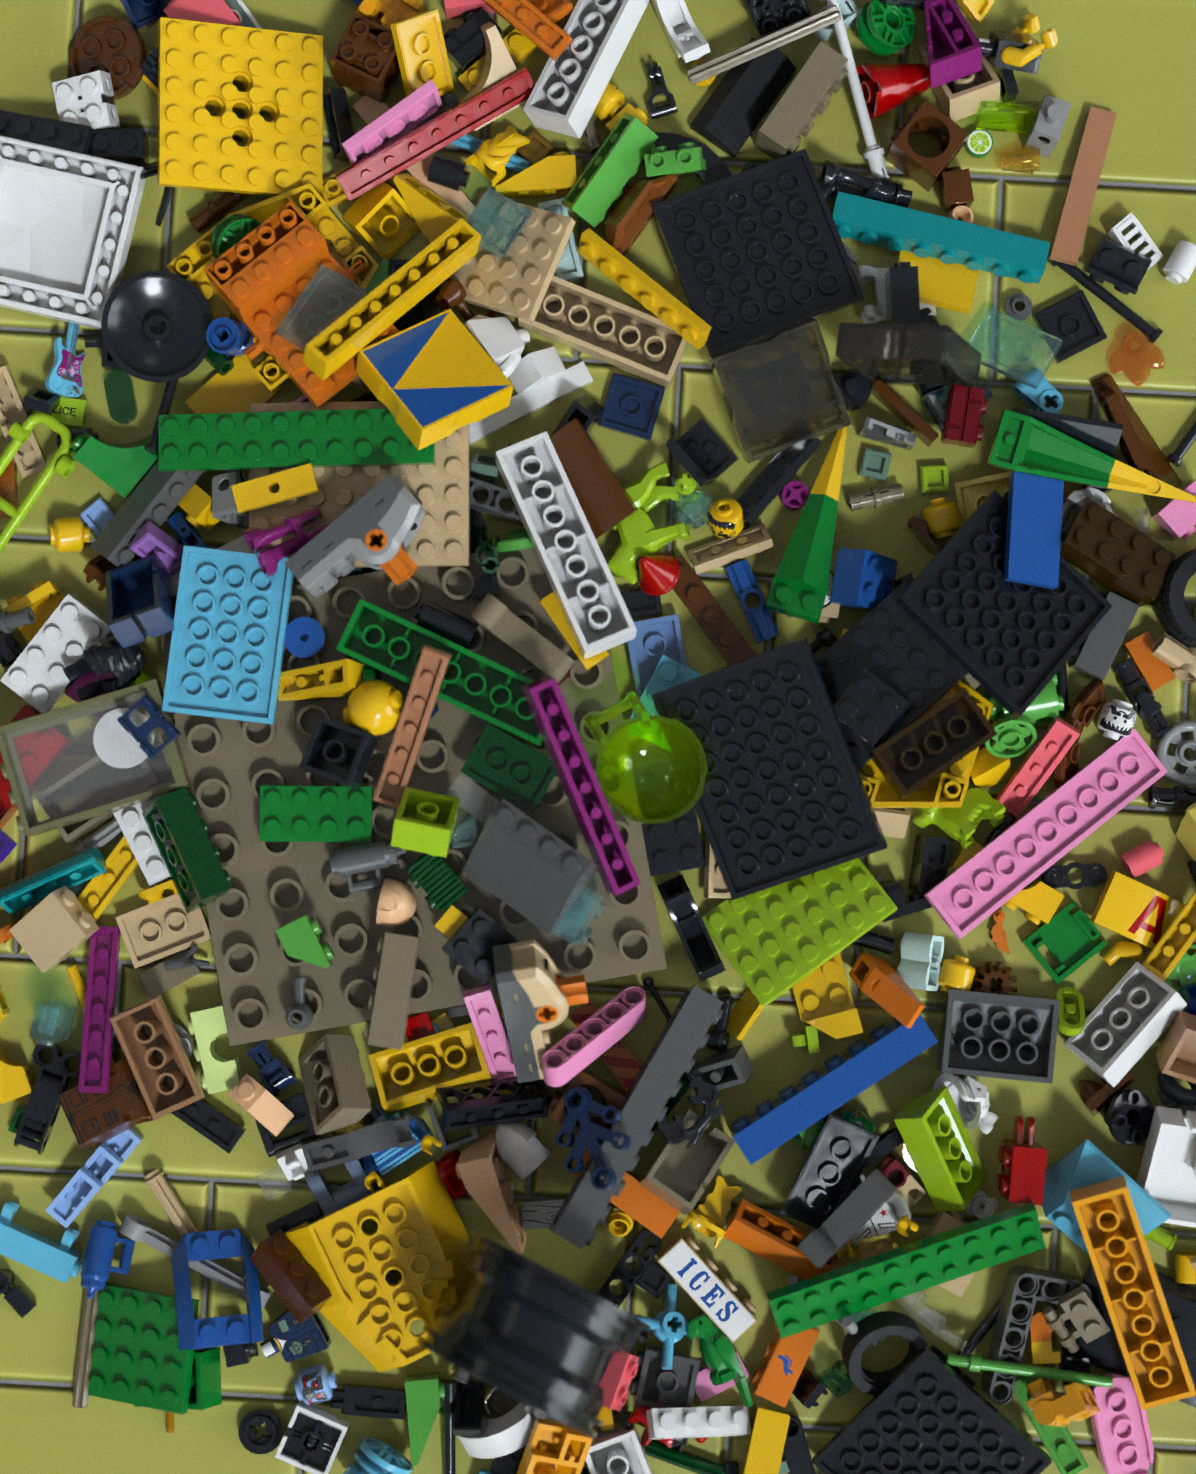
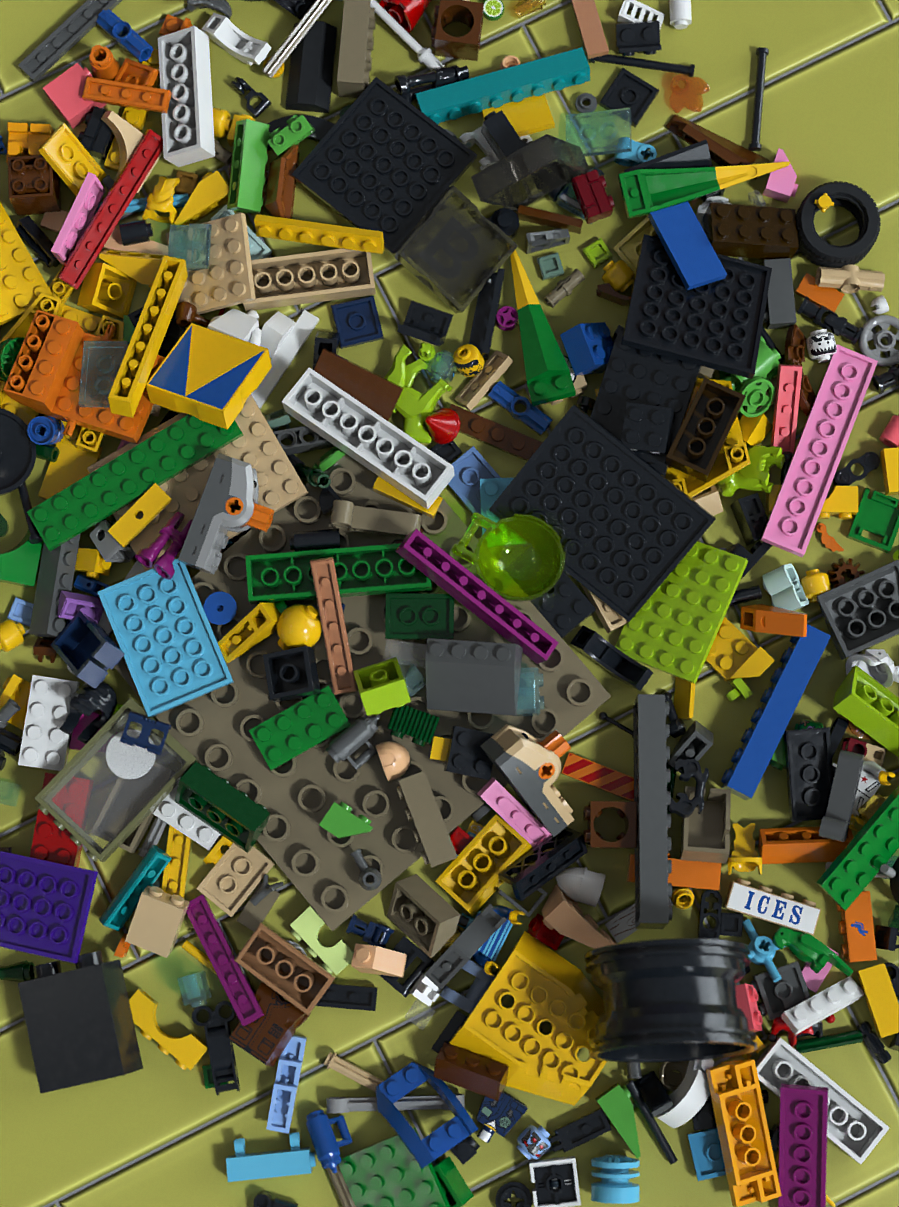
camera: 30 degrees left, 5 degrees down
(588, 1135) = (626, 841): dark blue plant -> none
(594, 1036) = (588, 772): bright pink beam -> none
(955, 188) = (495, 47): reddish brown brick -> none

